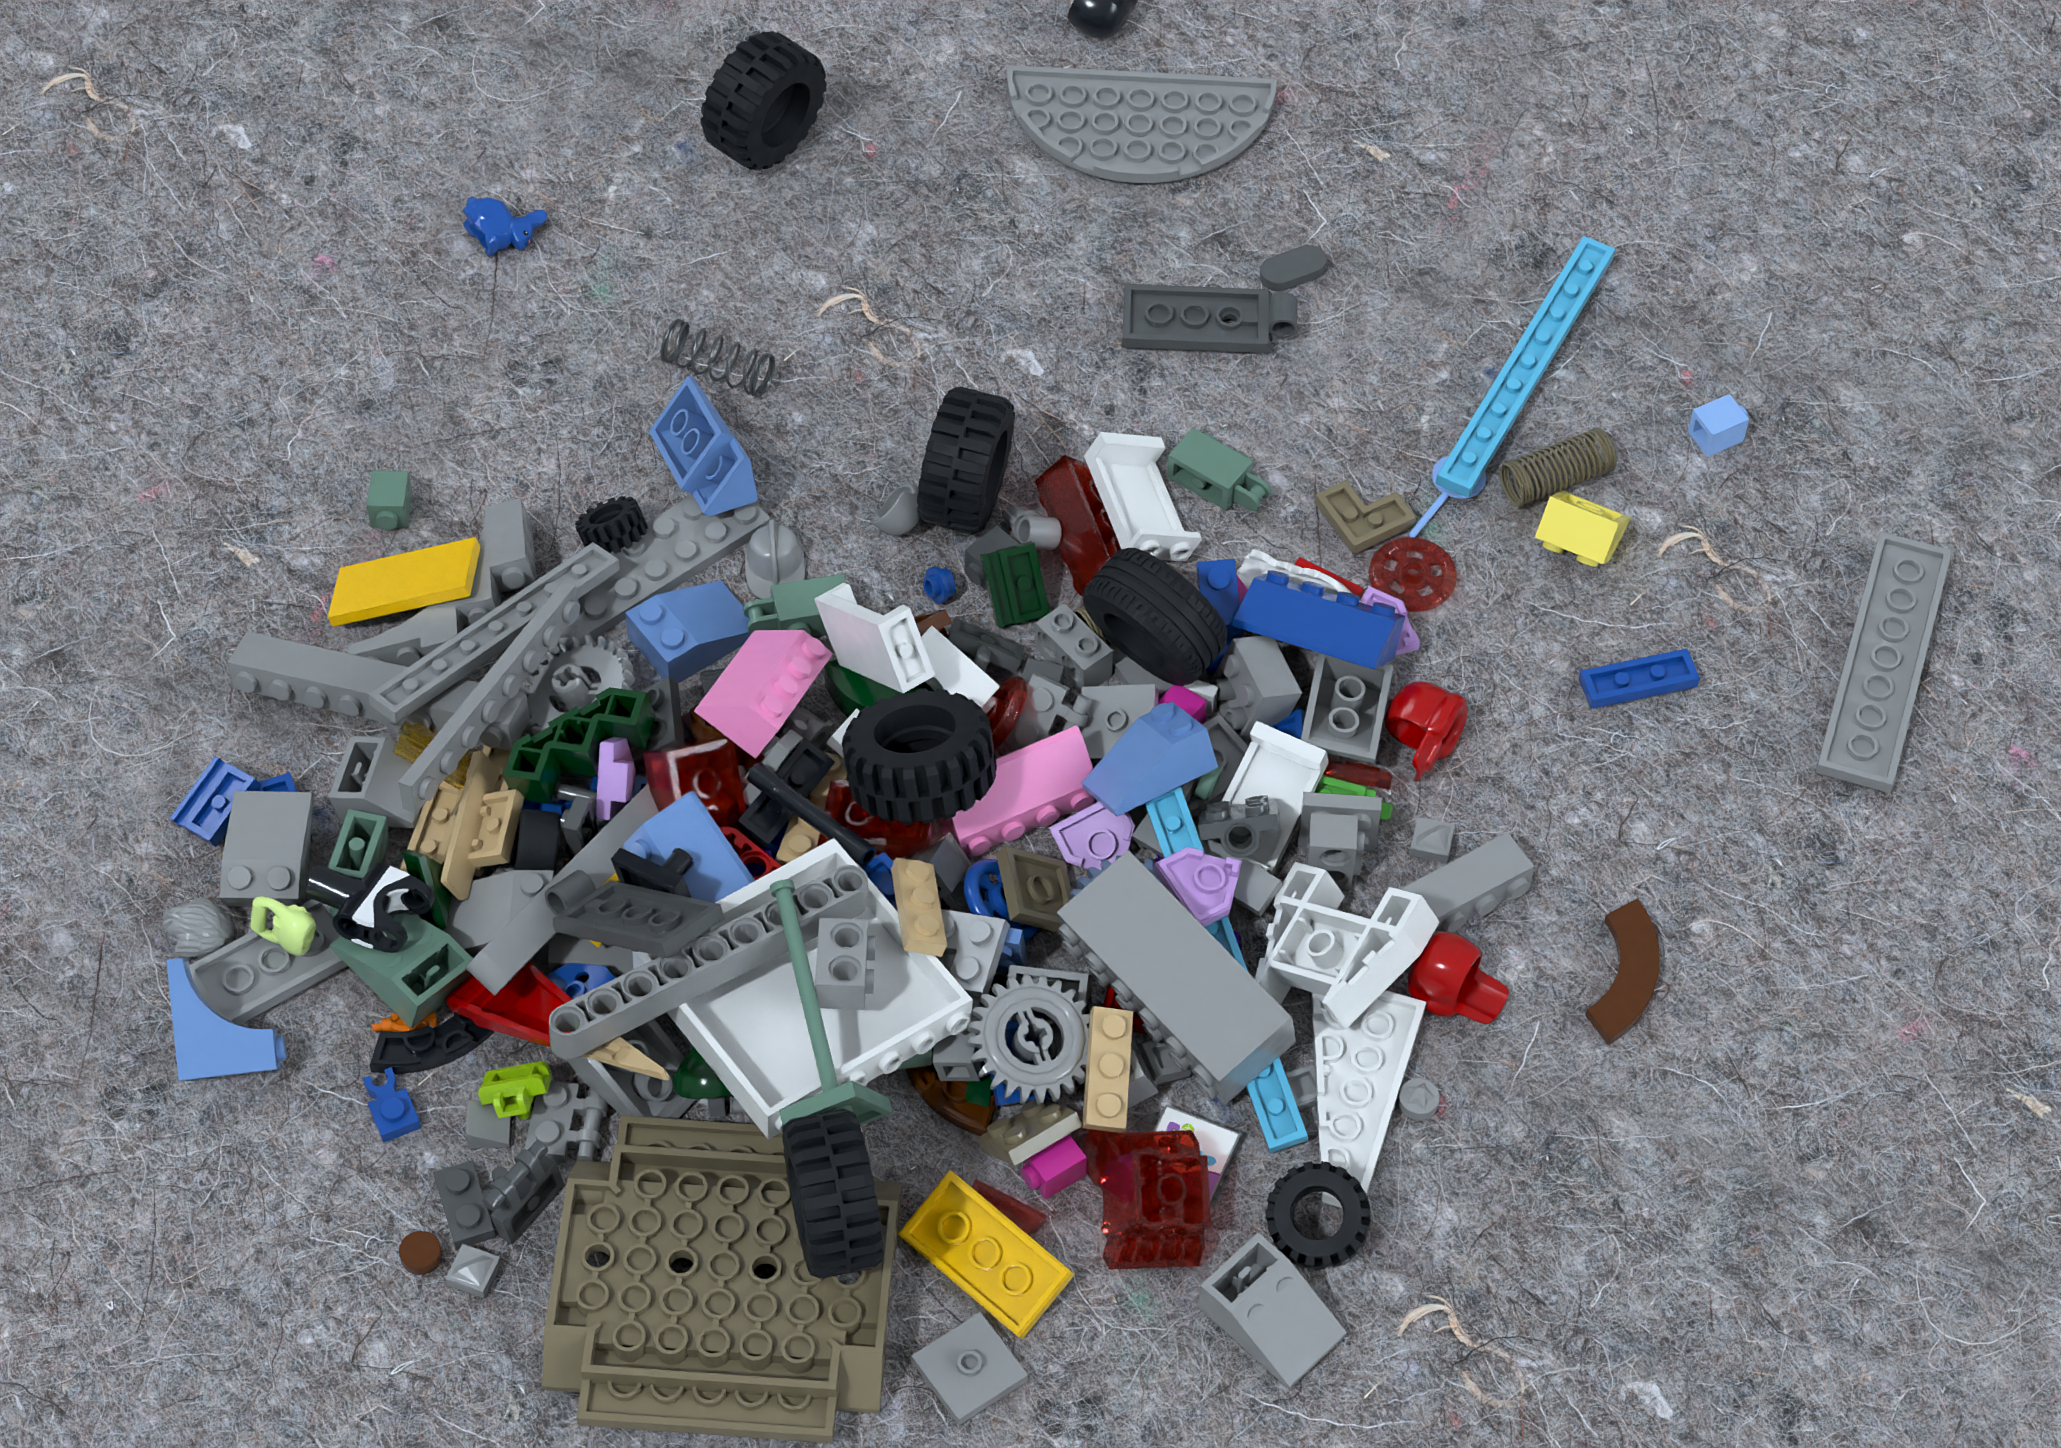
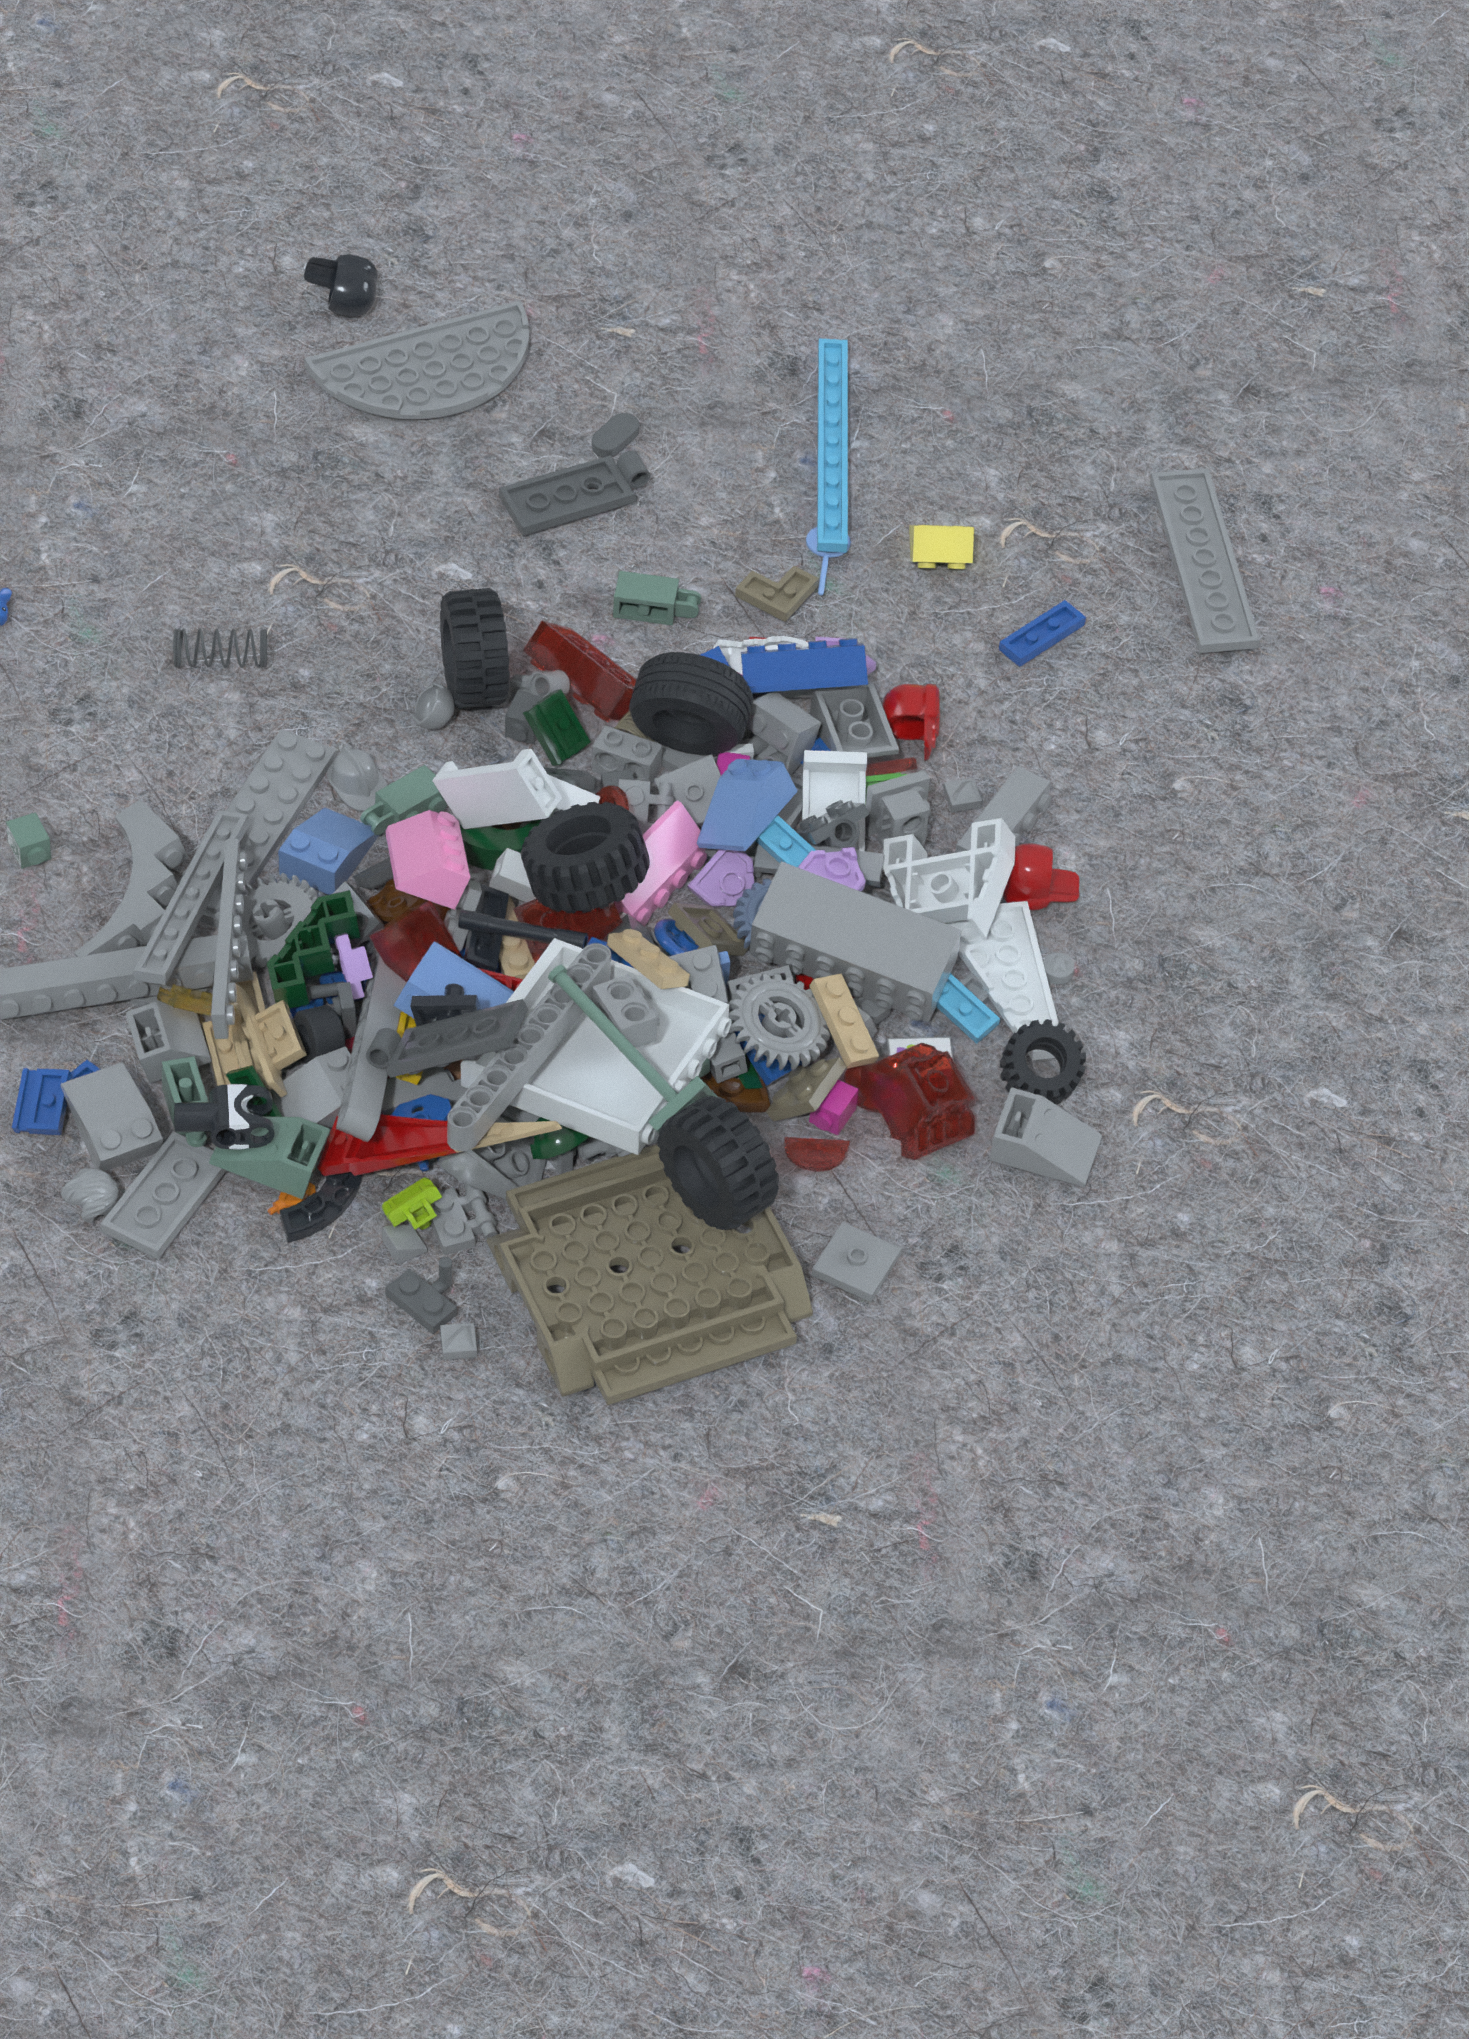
camera: 30 degrees left, 5 degrees down
(210, 1043) = (158, 1261): medium blue arch -> none
(292, 926) = (173, 1162): yellowish green piece -> none
(391, 1109) = (322, 1260): blue plate -> none
(404, 582) = (88, 891): yellow tile -> none
(420, 1252) = (410, 1344): reddish brown tile -> none
(523, 1191) = (466, 1270): dark grey plate -> none
(612, 524) = (221, 792): black tyre -> none
(703, 452) = (259, 714): medium blue slope -> none
(763, 100) = (144, 442): black tyre -> none
(939, 584) = (495, 749): blue plate -> none
(986, 1254) = (831, 1182): yellow tile -> none
(1137, 496) = (585, 620): white panel -> none
(1208, 783) = (788, 811): sand green tile -> none
(1432, 555) = (843, 601): clear red plate -> none
(1522, 478) = (885, 521): dark tan piece -> none
(1636, 974) = (1156, 827): reddish brown tile -> none
(1718, 425) = (995, 439): light blue brick -> none

